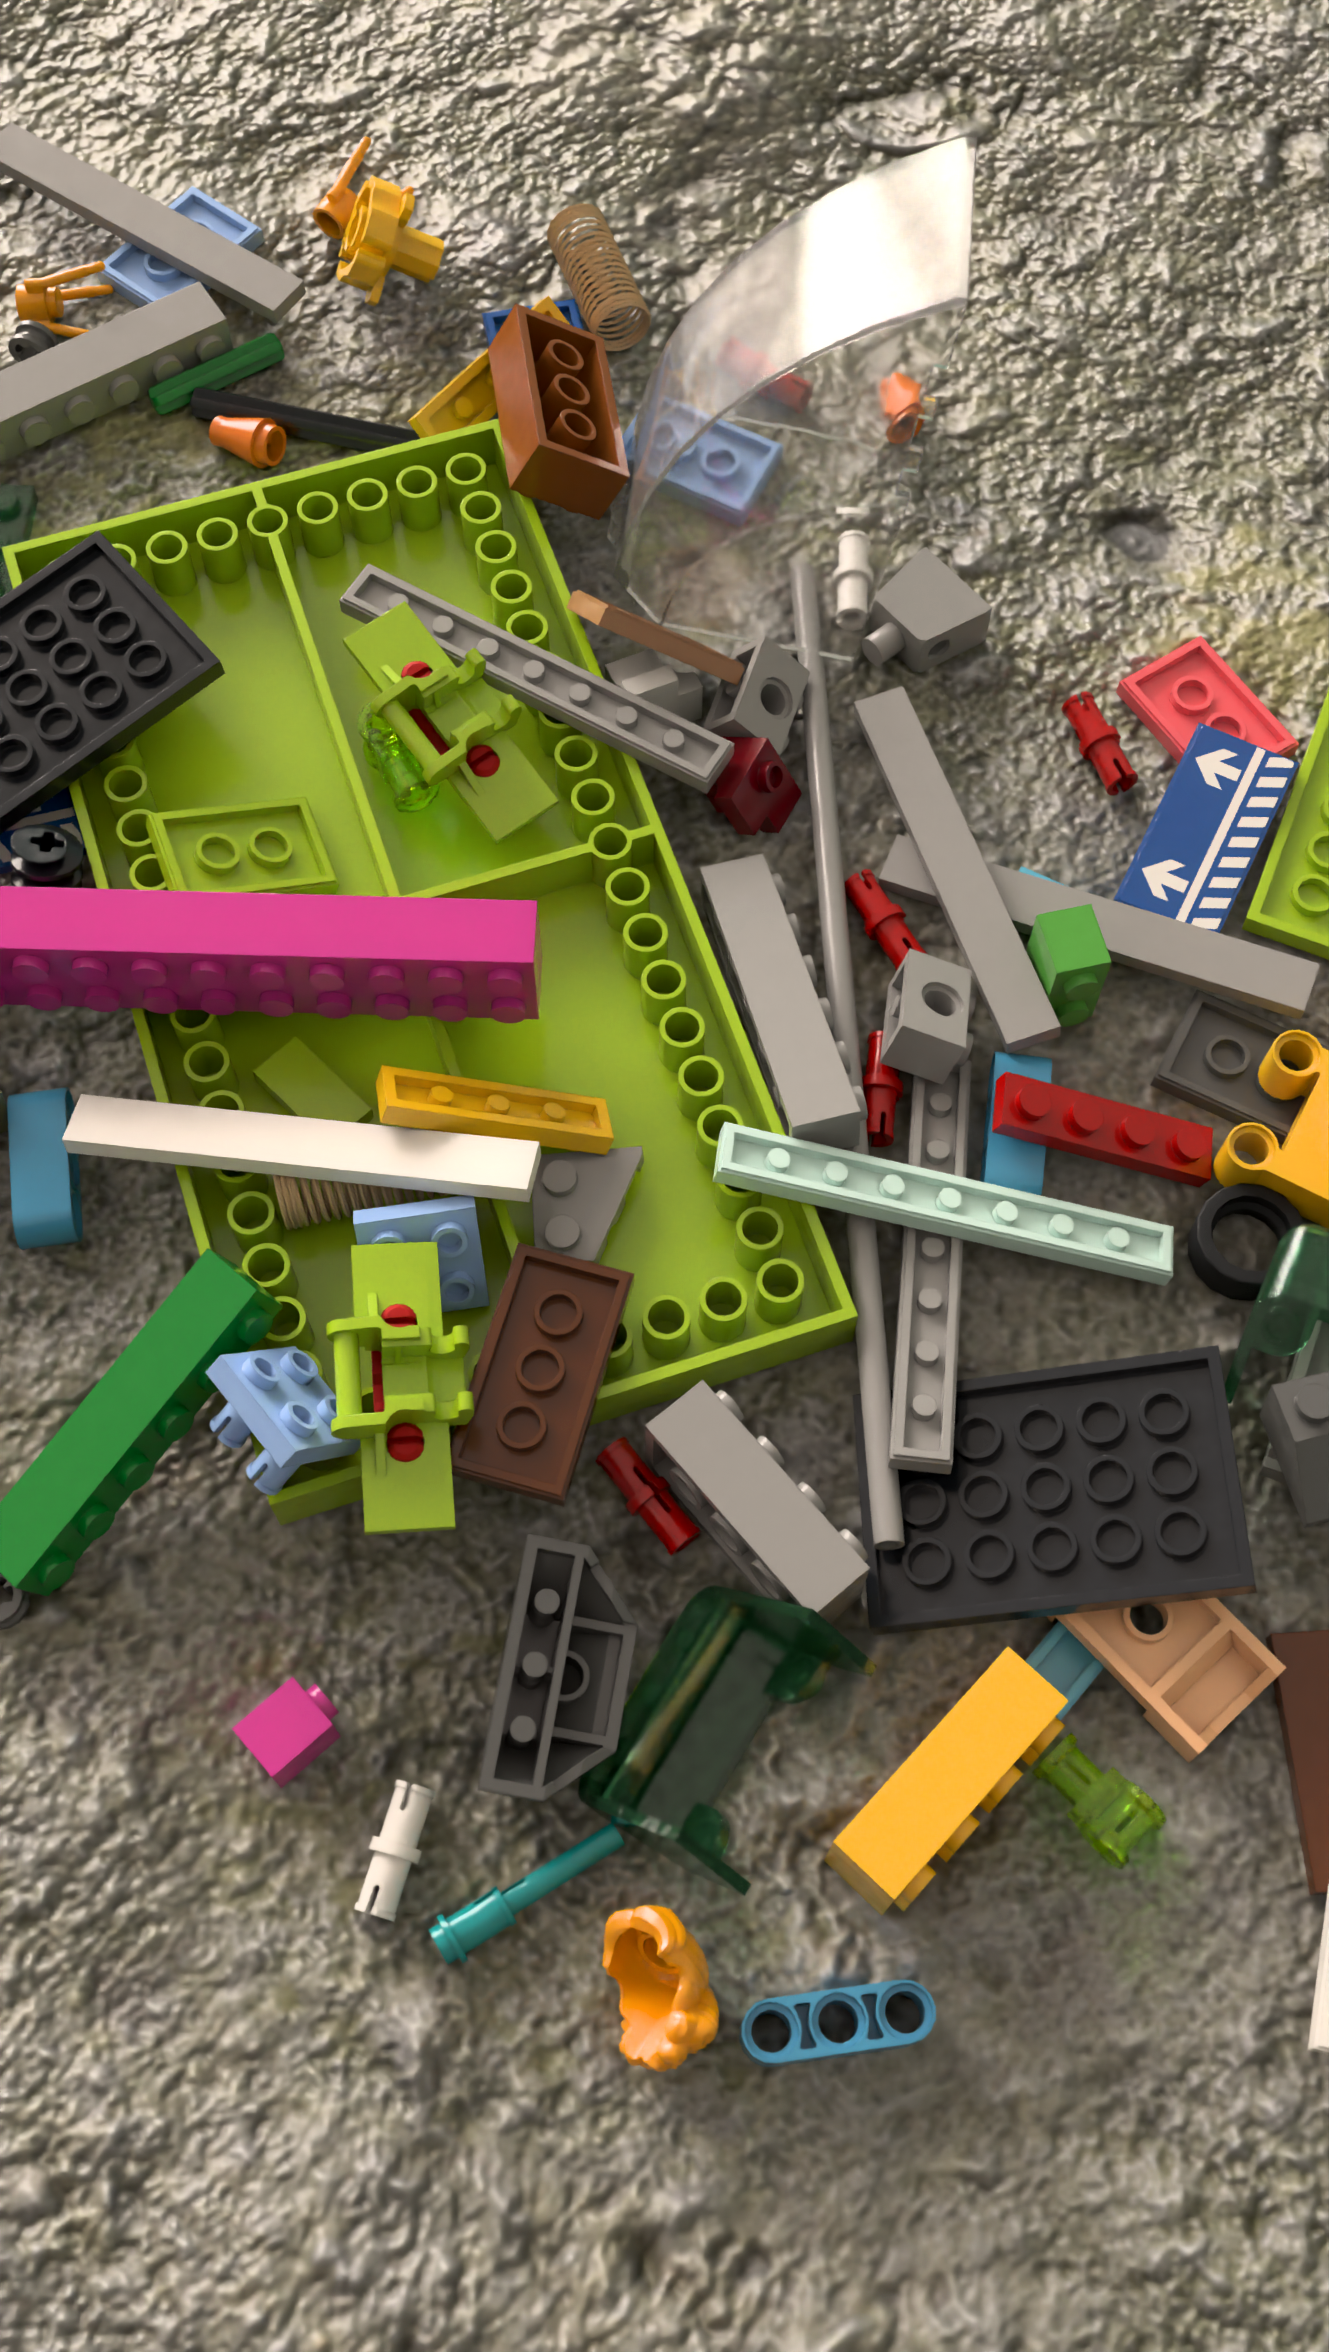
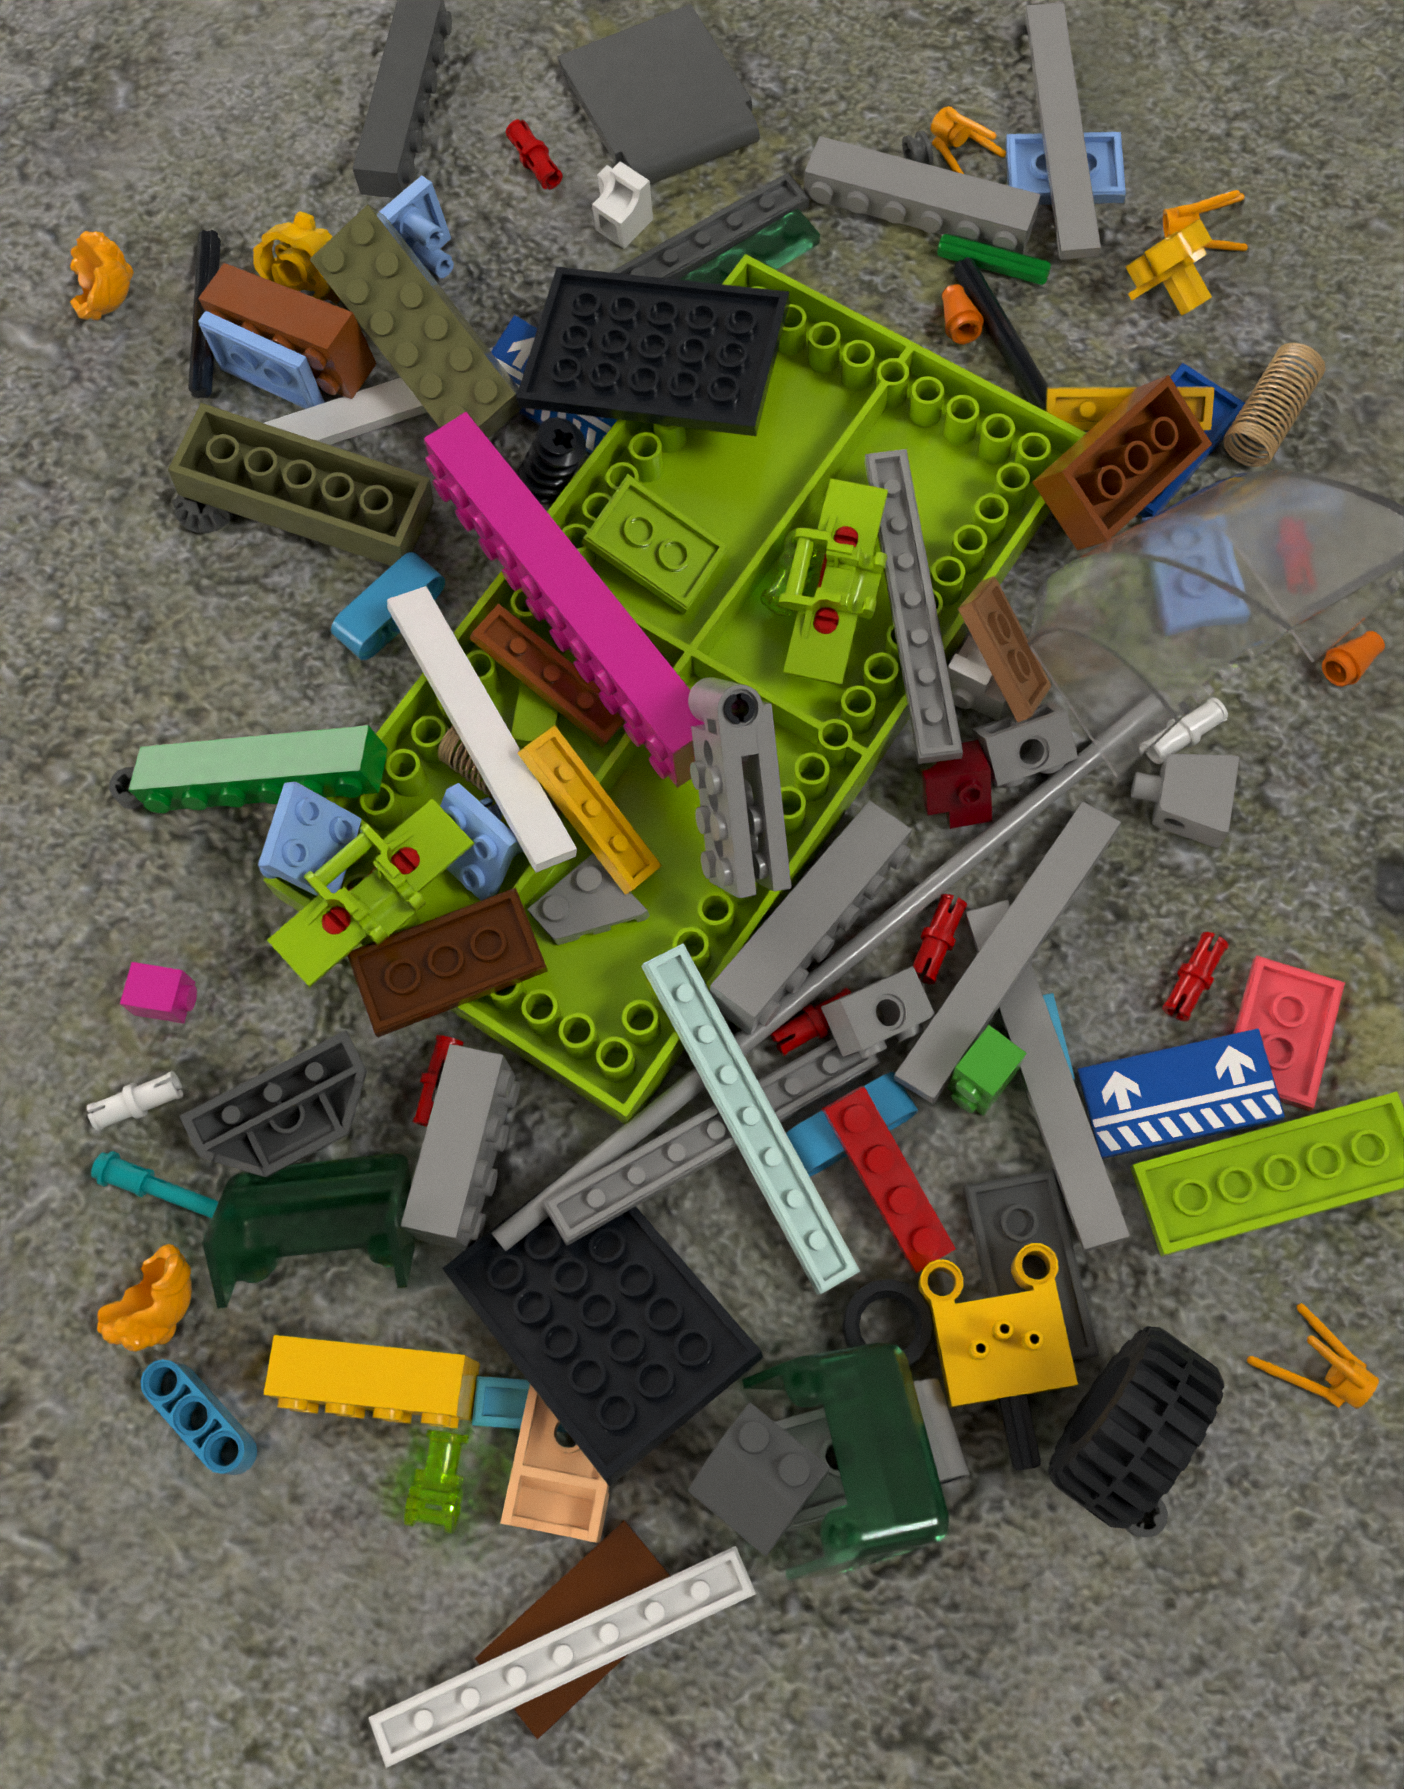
camera: 60 degrees right, 5 degrees up
(296, 1049) = (546, 673): none -> dark orange plate
(627, 927) = (738, 788): none -> light grey hinge

